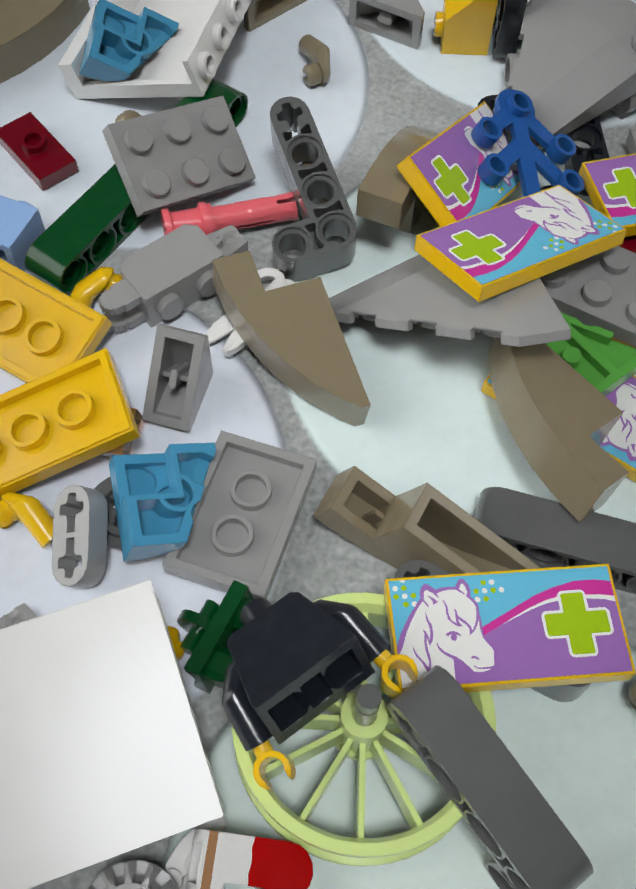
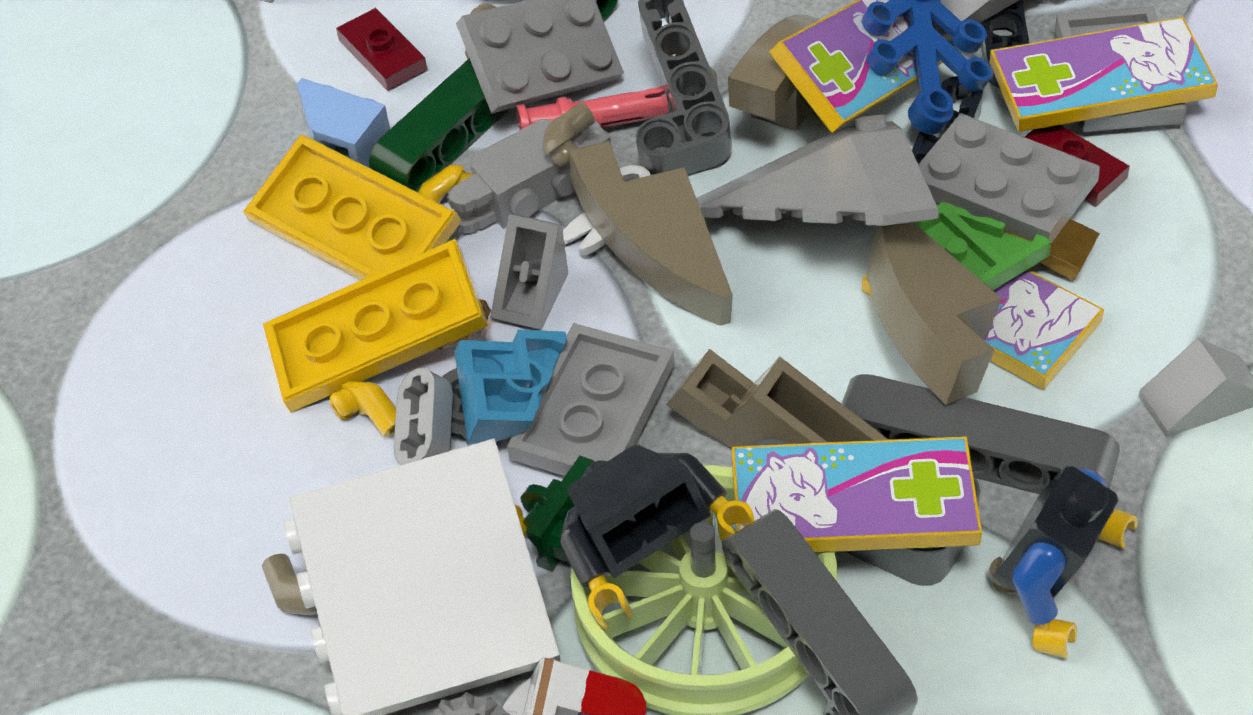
camera: 10 degrees right, 10 degrees down
(204, 237) = (561, 130): none -> dark tan arm
(518, 241) = (900, 126): tile -> none

